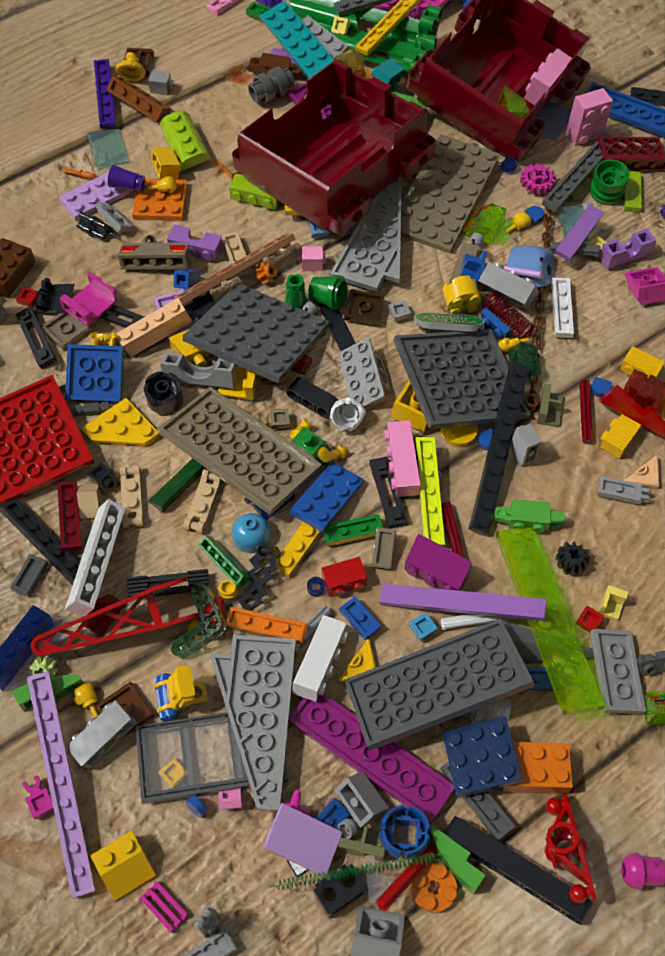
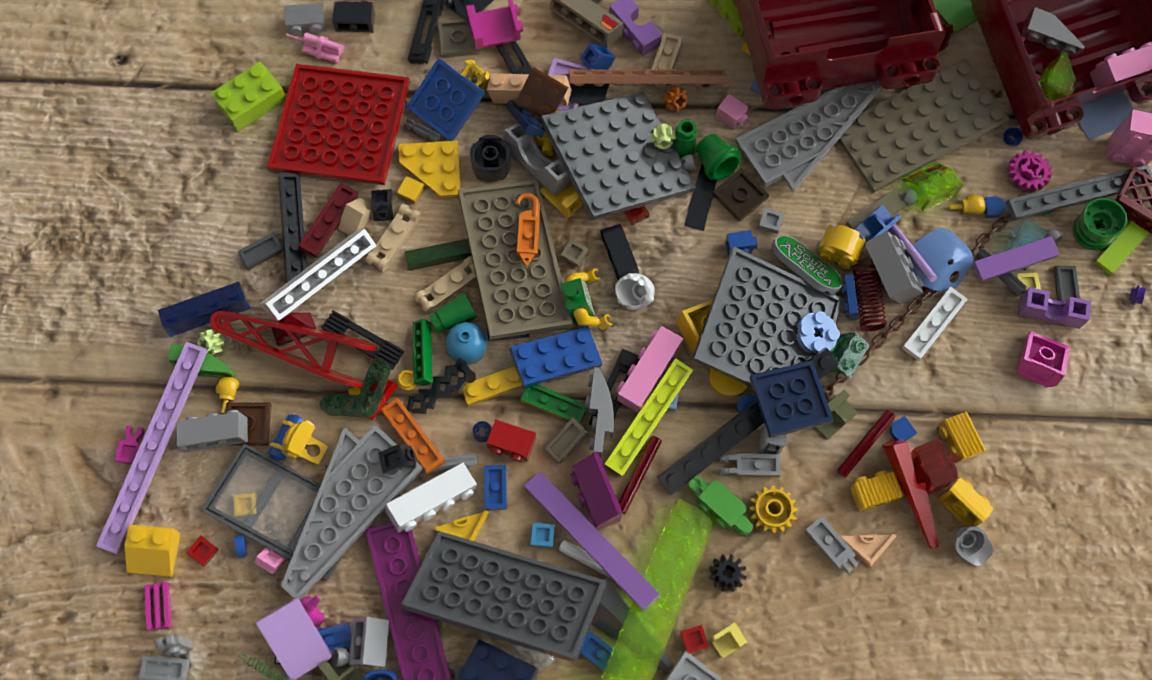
camera: 35 degrees right, 10 degrees up
(116, 454) = (410, 189): none -> yellow tile
(166, 835) = (202, 551): none -> red tile
(168, 347) = (525, 119): none -> dark blue plate
(170, 321) = (541, 93): none -> reddish brown plate
(224, 517) = (452, 313): none -> green plant
(235, 421) = (528, 230): none -> orange plate
(272, 644) = (397, 458): none -> black bracket
(280, 298) = (662, 136): none -> yellowish green gear
(364, 373) = (685, 262): light grey bracket -> none
(386, 338) = (742, 240): none -> blue brick
(392, 505) = (600, 405): none -> light grey slope
(485, 82) = (1050, 31): none -> light grey slope
(502, 355) = (806, 331): none -> light blue plate
(507, 344) = (846, 325): yellow piece -> none
(520, 406) = (791, 399): none -> dark blue plate
(525, 476) = (751, 465): none -> light grey hinge
(566, 494) = (765, 518): none -> yellow gear
(618, 231) = (1066, 282): none -> dark grey tile

